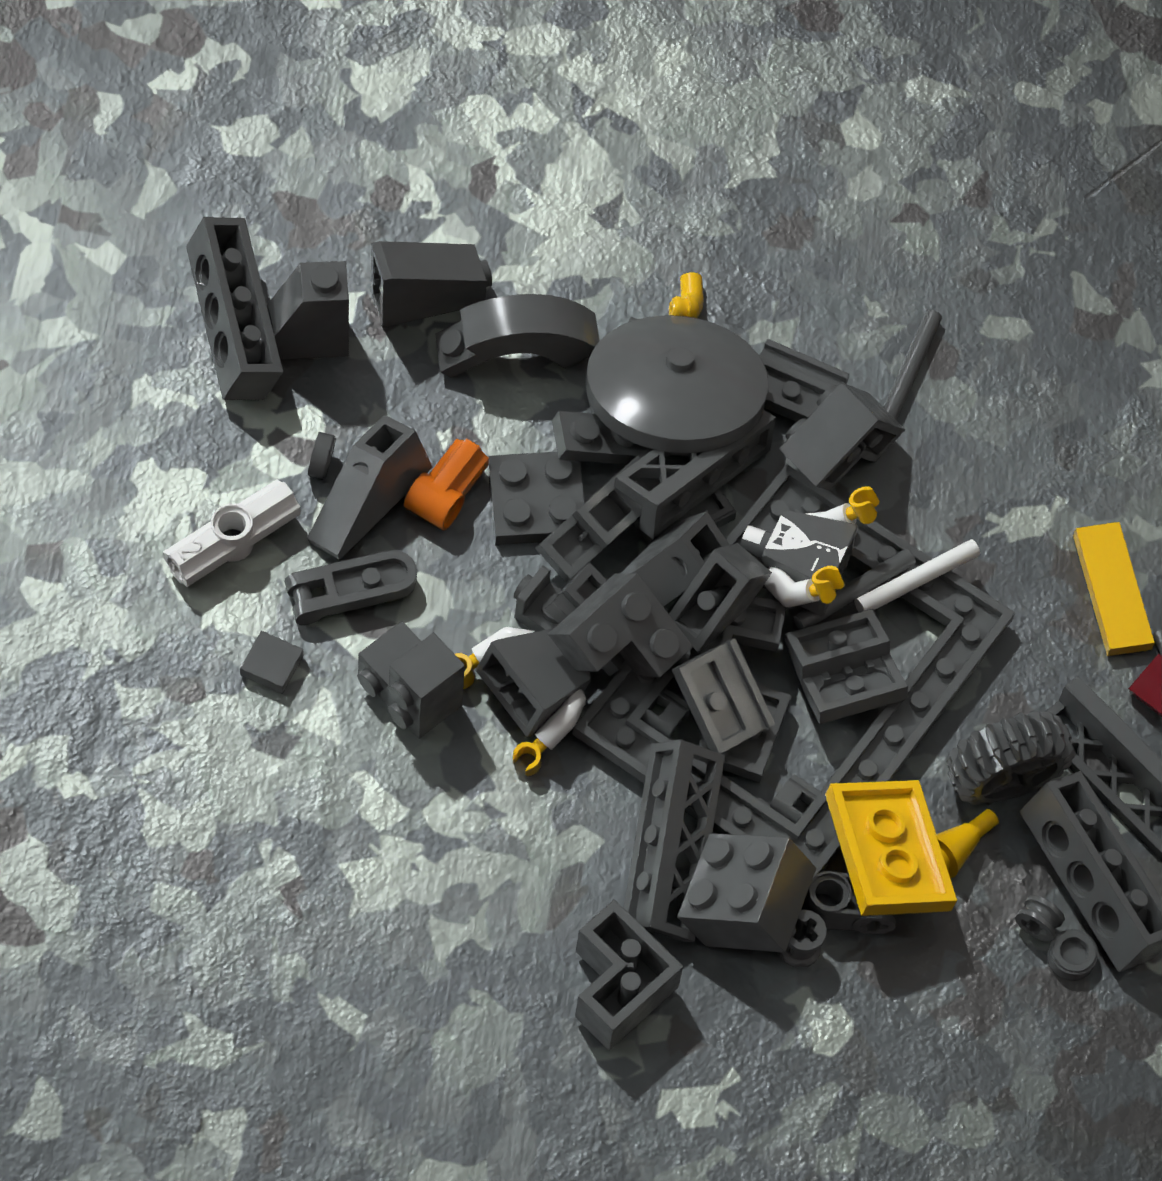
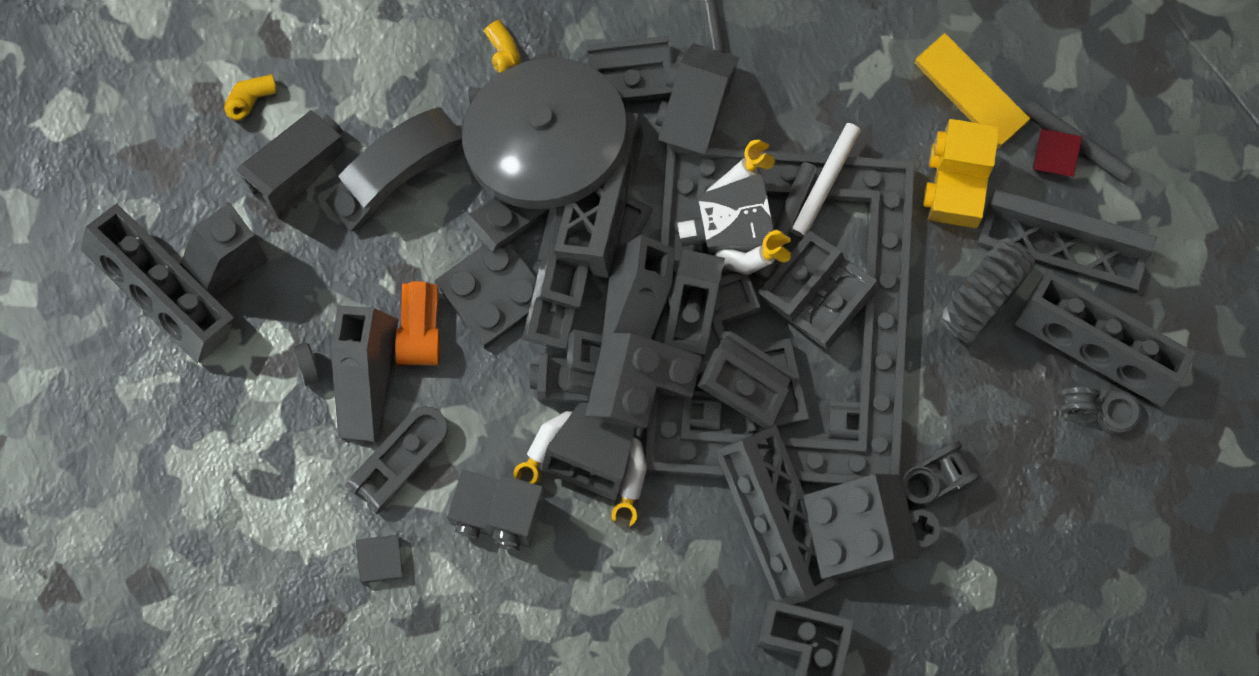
camera: 25 degrees left, 15 degrees up
(210, 548) = (289, 447): white piece -> none
(424, 207) = (245, 93): none -> yellow arm
(890, 847) = (945, 422): yellow plate -> none
(961, 840) = (982, 385): yellow cone -> none
(1057, 645) = (963, 164): none -> yellow brick

